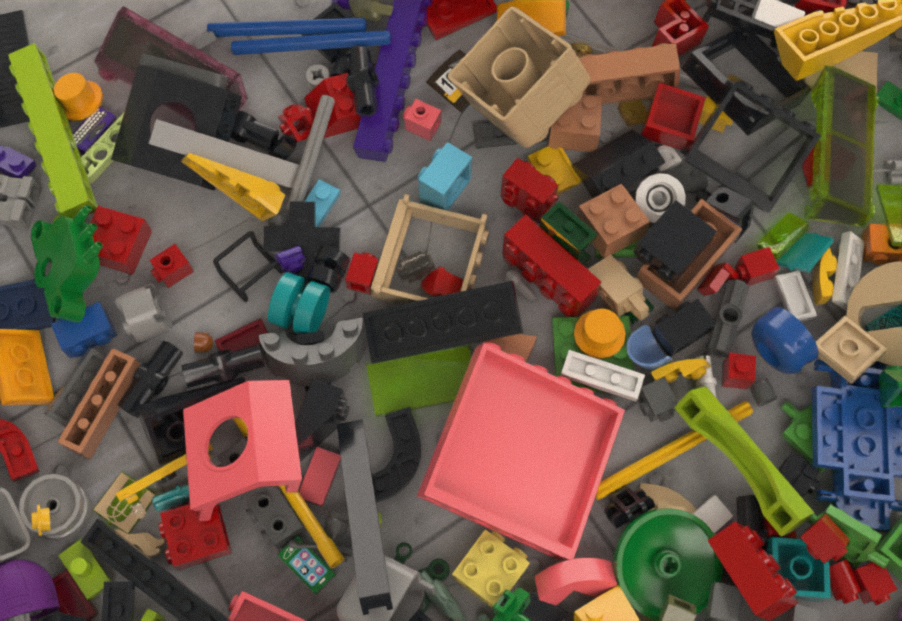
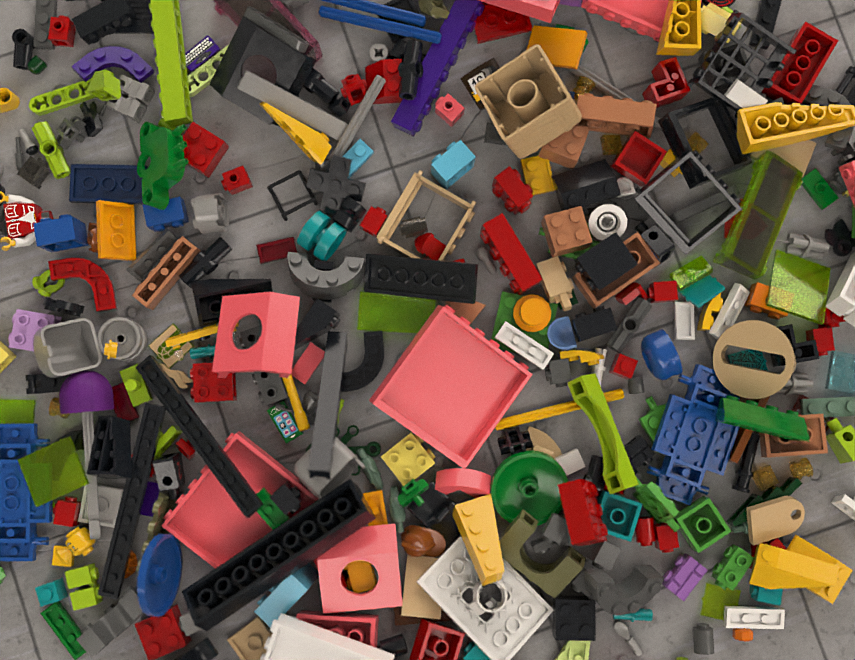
camera: 15 degrees right, 15 degrees up
(78, 96) = (195, 24): light orange piece -> none
(202, 342) = (247, 244): dark orange hinge -> none
(222, 365) = (258, 267): black piece -> none
(291, 259) = (323, 200): dark purple plate -> none
(568, 231) = (529, 235): dark green panel -> none
(825, 540) = (639, 504): red brick -> none
(849, 349) = (705, 374): tan tile -> none

